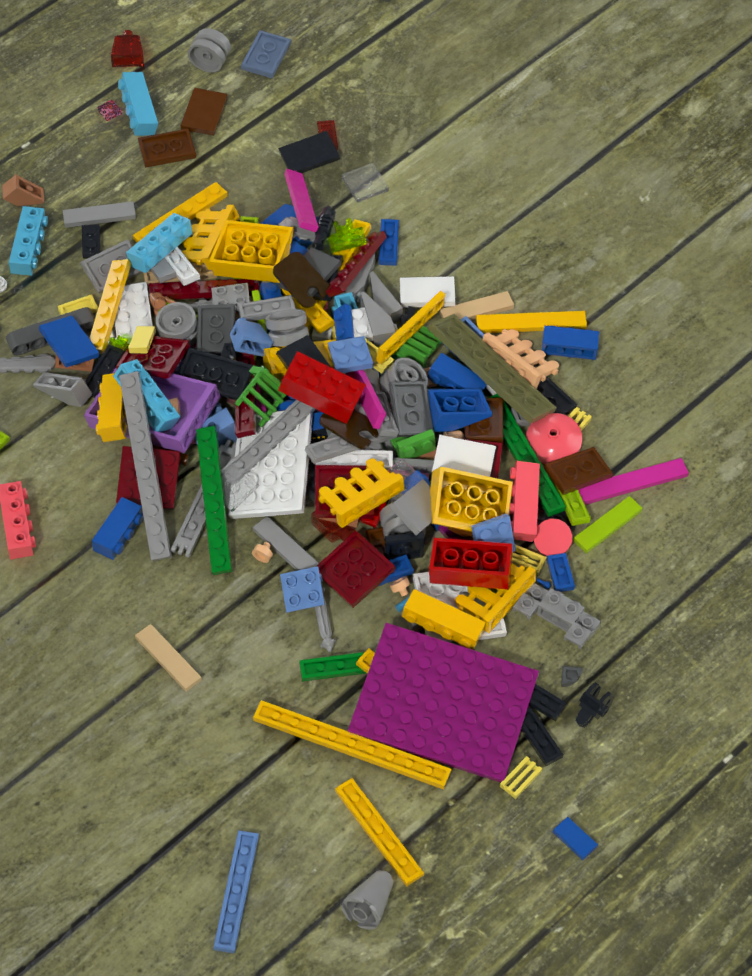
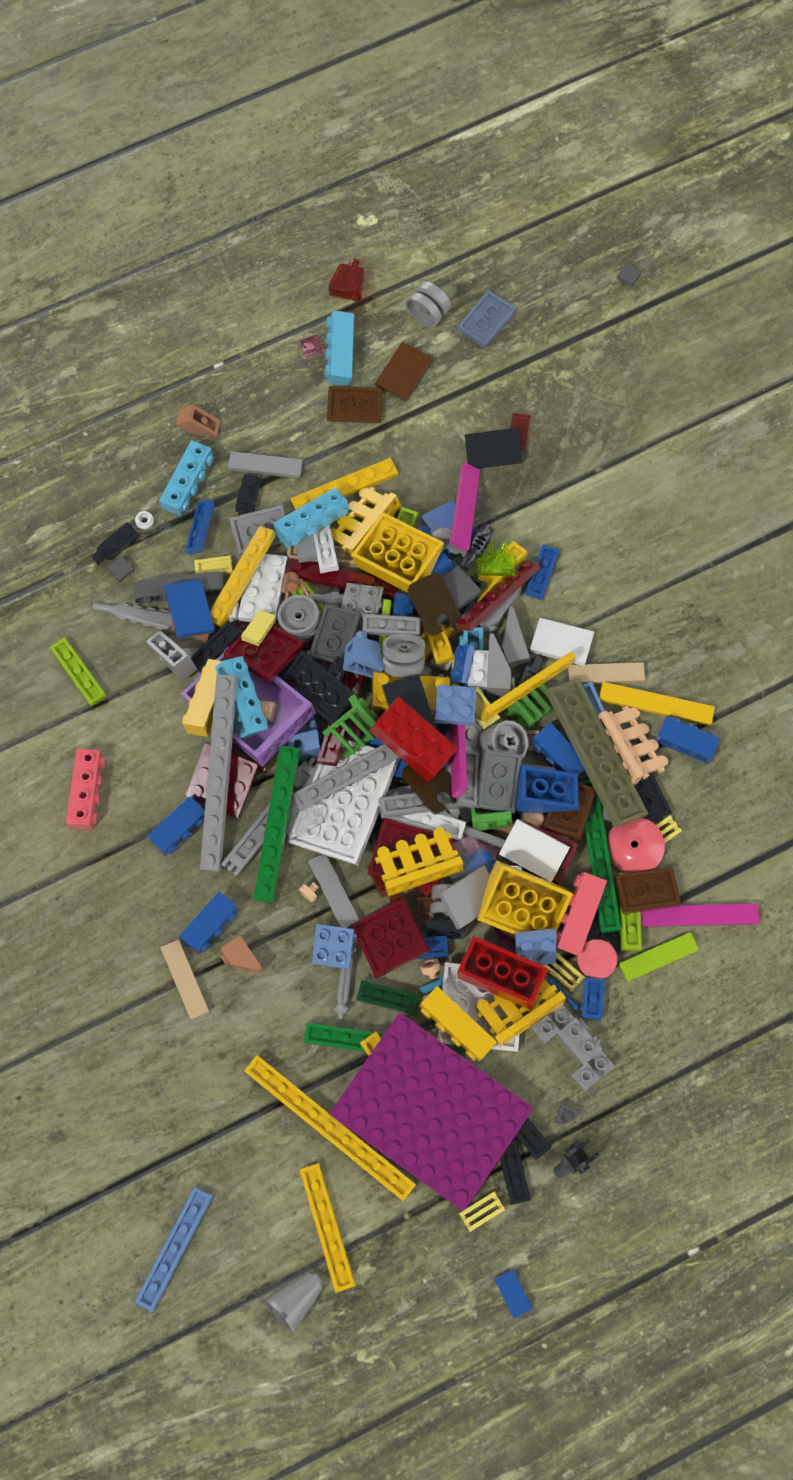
camera: 20 degrees right, 15 degrees up
(54, 277) = (199, 527): none -> blue plate
(119, 342) = (237, 623): clear neon green plate -> none
(176, 602) = (209, 923): none -> blue brick
(216, 622) = (240, 956): none -> nougat slope
(365, 182) = (540, 496): clear tile -> none
(367, 620) = (387, 997): none -> dark green plate

